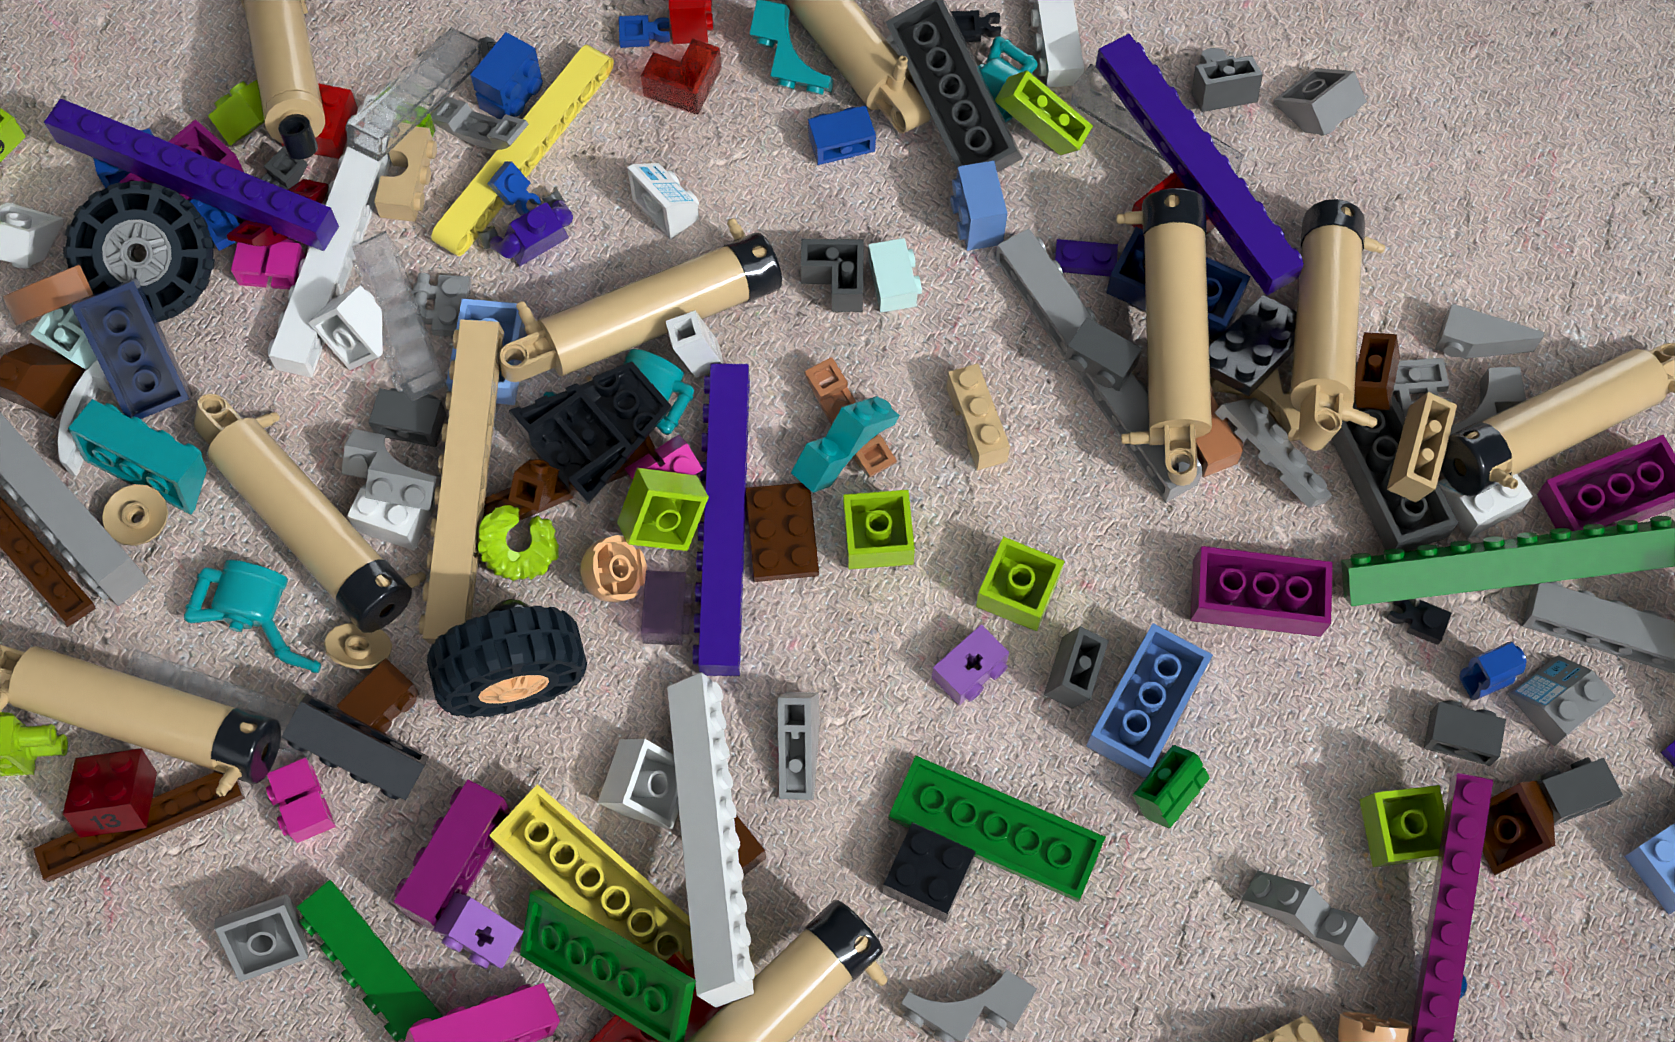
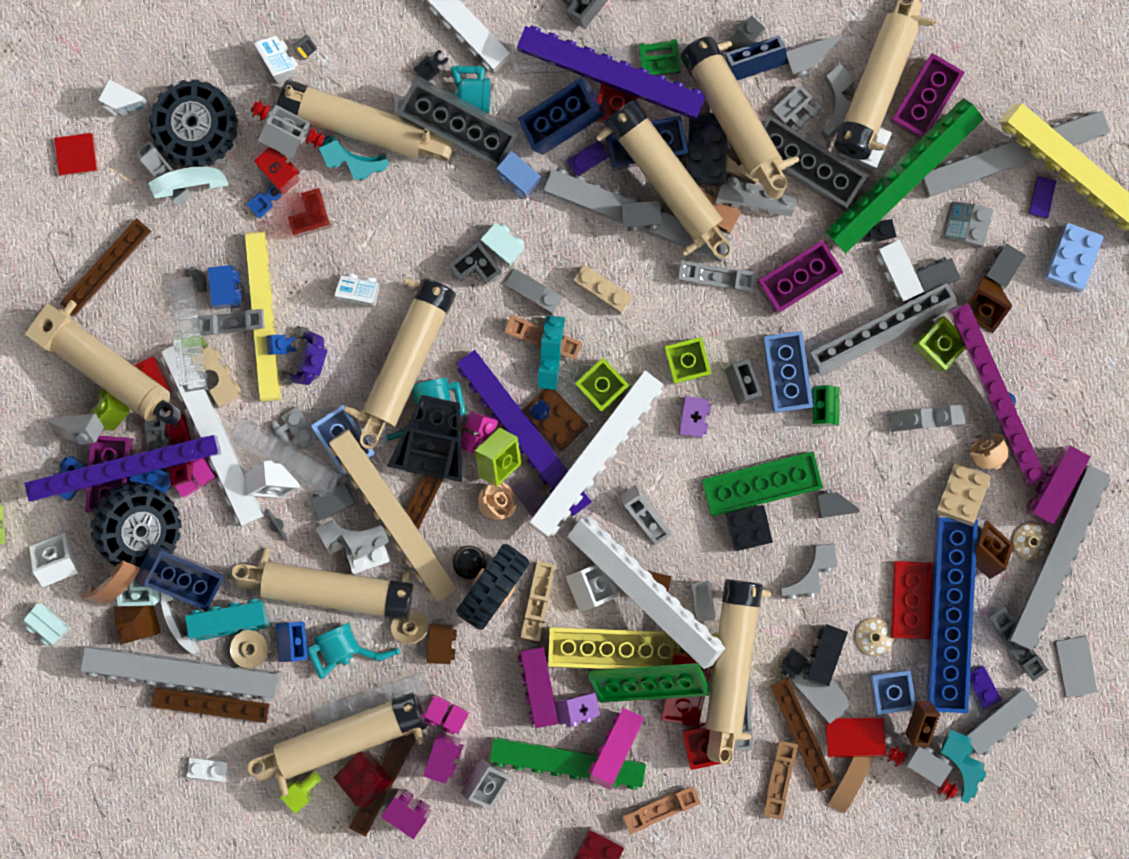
camera: 40 degrees left, 20 degrees up
(115, 877) = (407, 813): none -> magenta brick
(191, 101) = (77, 428): none -> light grey slope
(194, 544) = (291, 641): none -> blue brick
(233, 839) = (442, 758): none -> magenta brick
(314, 395) = (276, 524): none -> dark grey piece
(354, 747) = (454, 674): black brick -> none
(514, 564) = (448, 531): lime piece -> none
(534, 484) = (427, 491): reddish brown brick -> none
(555, 748) = (538, 602): none -> tan slope
(694, 343) = (442, 360): white brick -> none
(769, 497) = (540, 410): none -> clear blue piece
(782, 925) = (703, 601): none -> white tile
(793, 606) = (595, 454): none -> white brick
(841, 135) = (415, 184): blue brick -> none
(887, 361) = (534, 291): none -> light grey slope
(1043, 113) = (511, 99): lime brick -> none
(1079, 937) = (834, 504): none -> dark grey slope
(1090, 172) = (561, 116): none -> dark blue brick
(1143, 512) = (716, 276): none -> light grey slope
(1279, 213) = (660, 64): none -> green plate
(1330, 743) = (883, 329): none -> light grey brick
(1376, 370) = (779, 128): reddish brown brick -> none
(1407, 287) = (757, 58): none -> dark blue brick
(1409, 256) = (746, 34): none -> dark grey slope
(1412, 688) = (899, 271): none -> white brick
(1422, 447) = (827, 153): tan brick -> none
(1493, 670) = (931, 237): blue brick -> none

